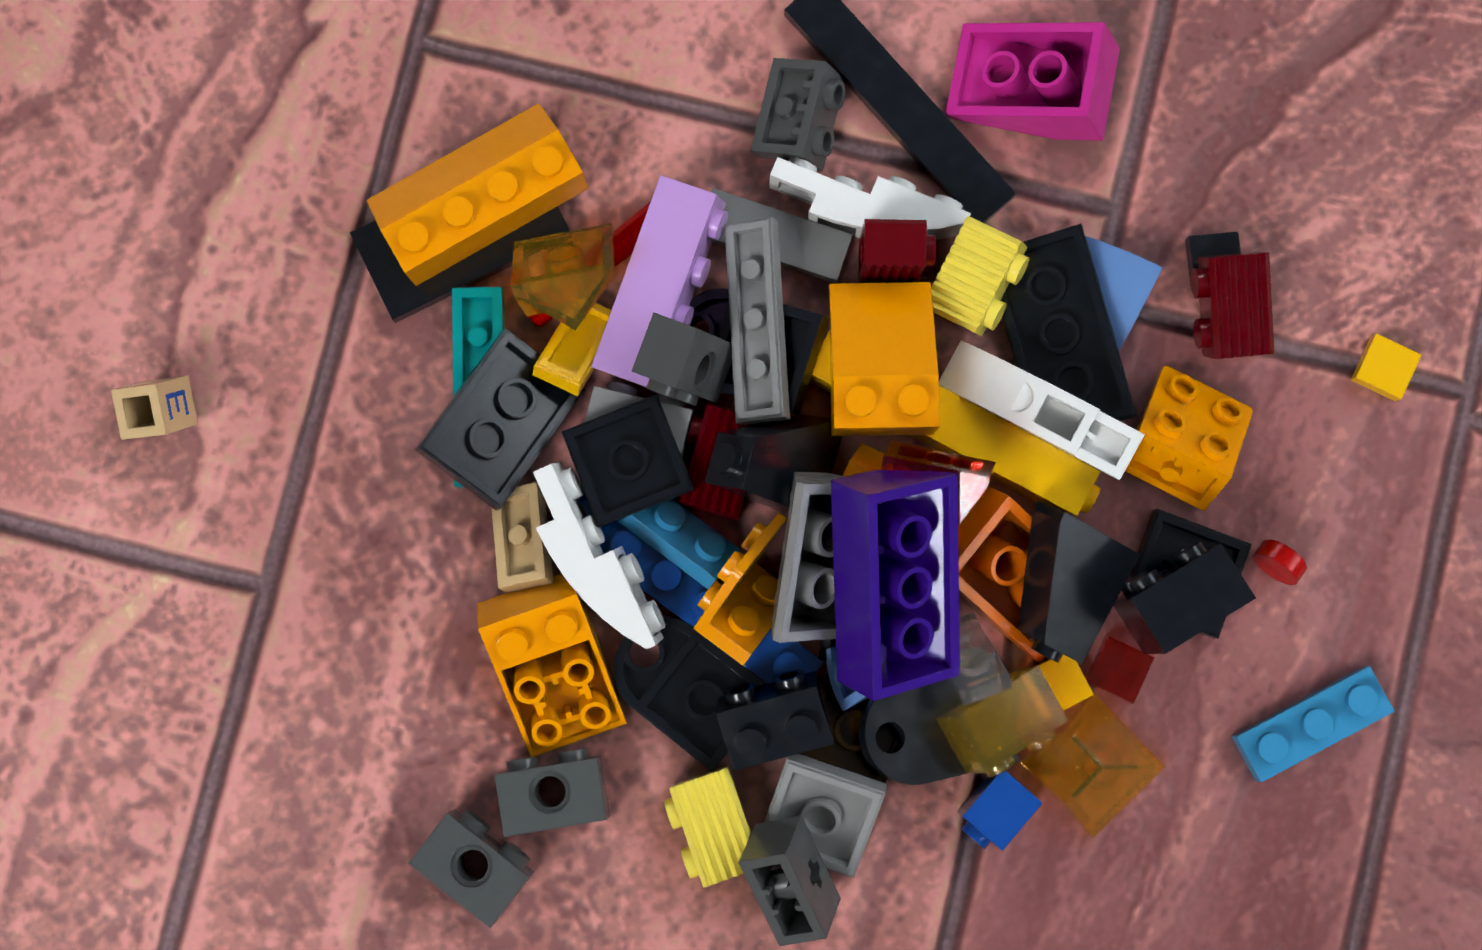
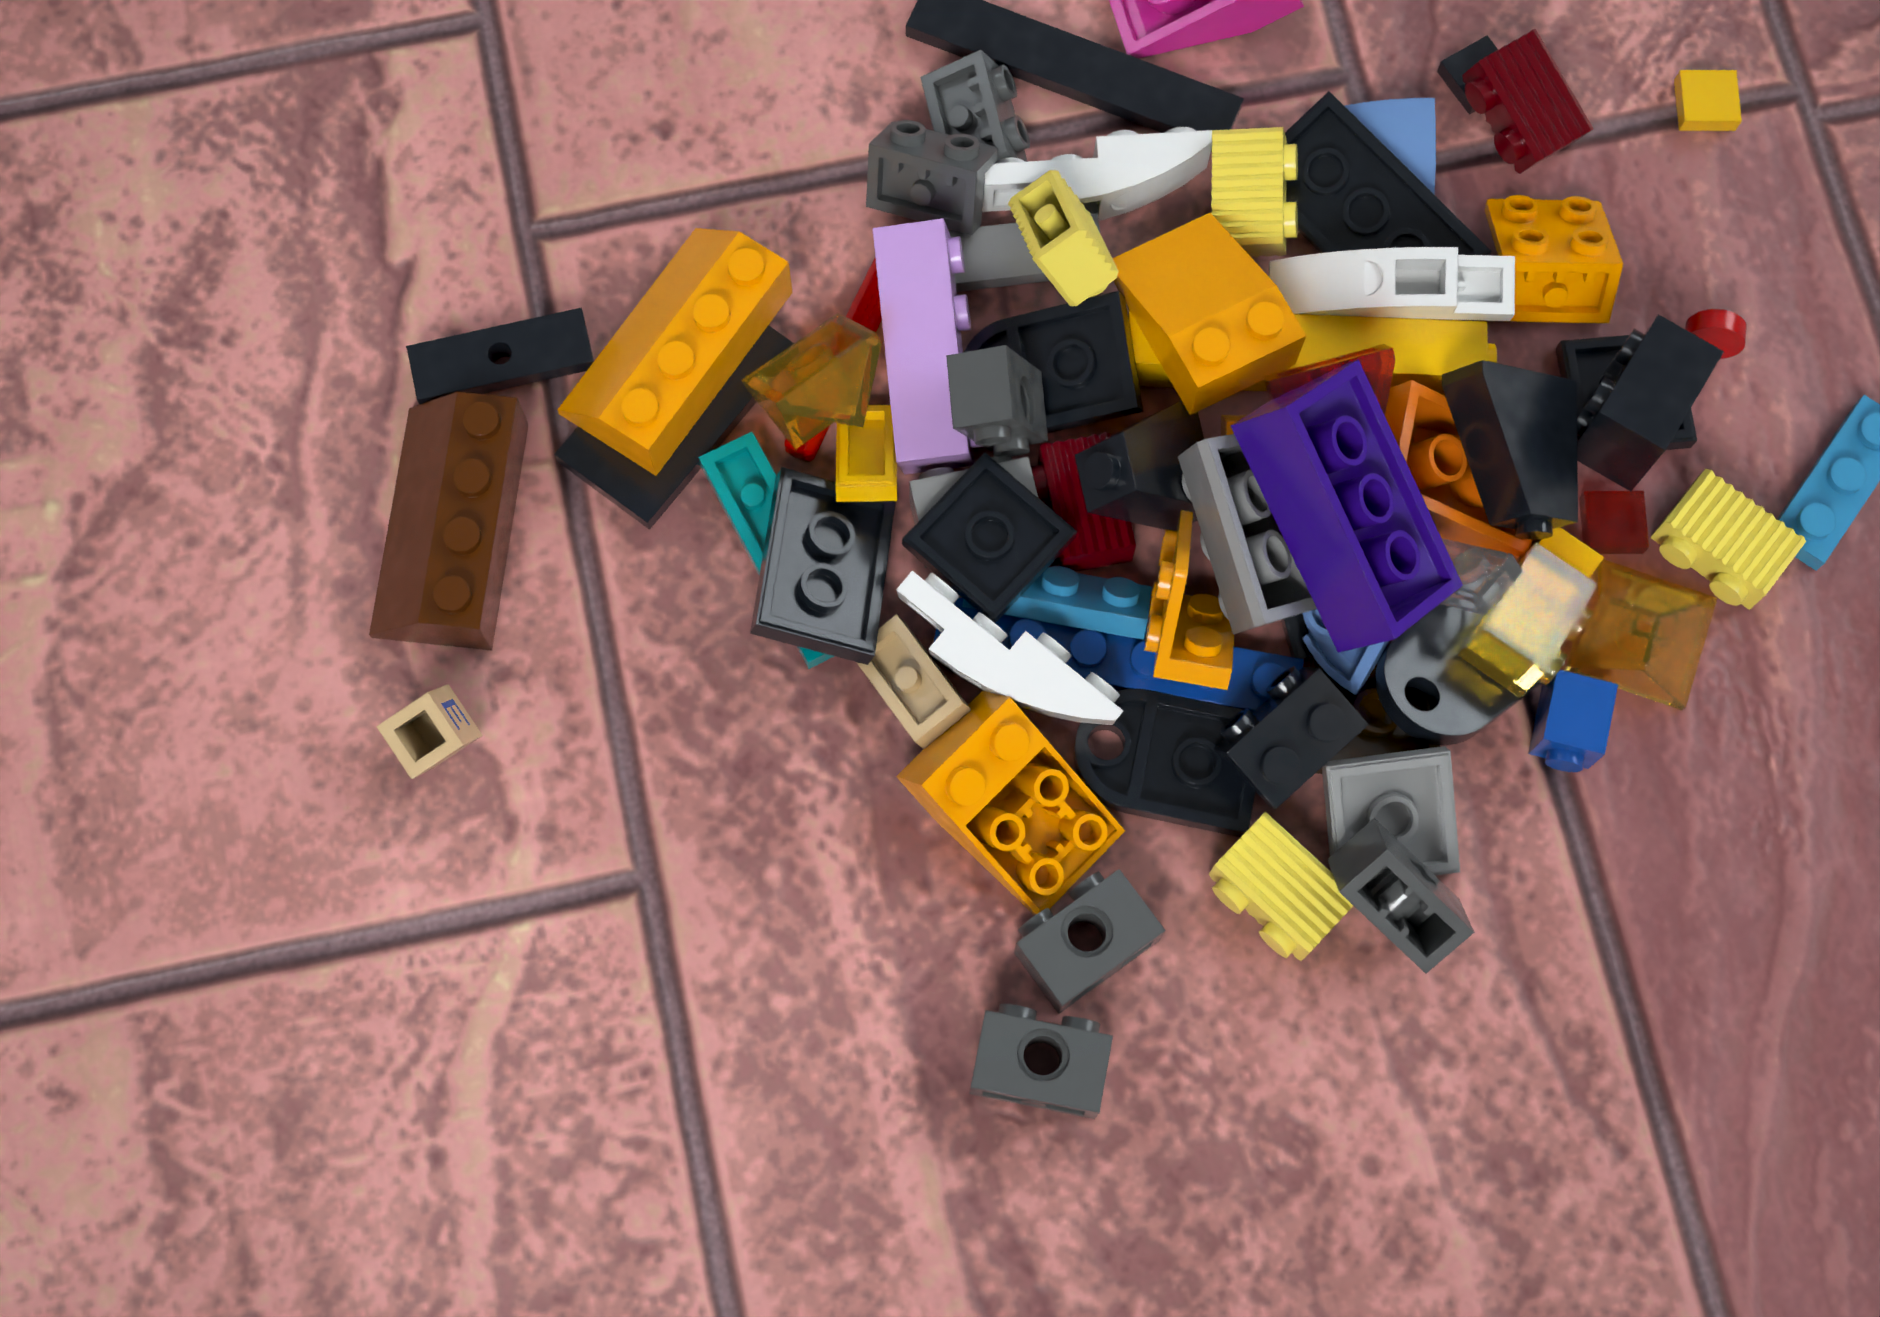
camera: 30 degrees left, 10 degrees down
(251, 250) = (451, 521): none -> reddish brown slope
(320, 129) = (466, 362): none -> black tile
(735, 144) = (928, 175): none -> dark grey bracket
(757, 321) = (1051, 335): light grey tile -> none
(802, 251) = (1063, 238): none -> light yellow brick
(895, 251) = (1153, 197): dark red brick -> none
(1194, 729) = (1727, 540): none -> light yellow brick

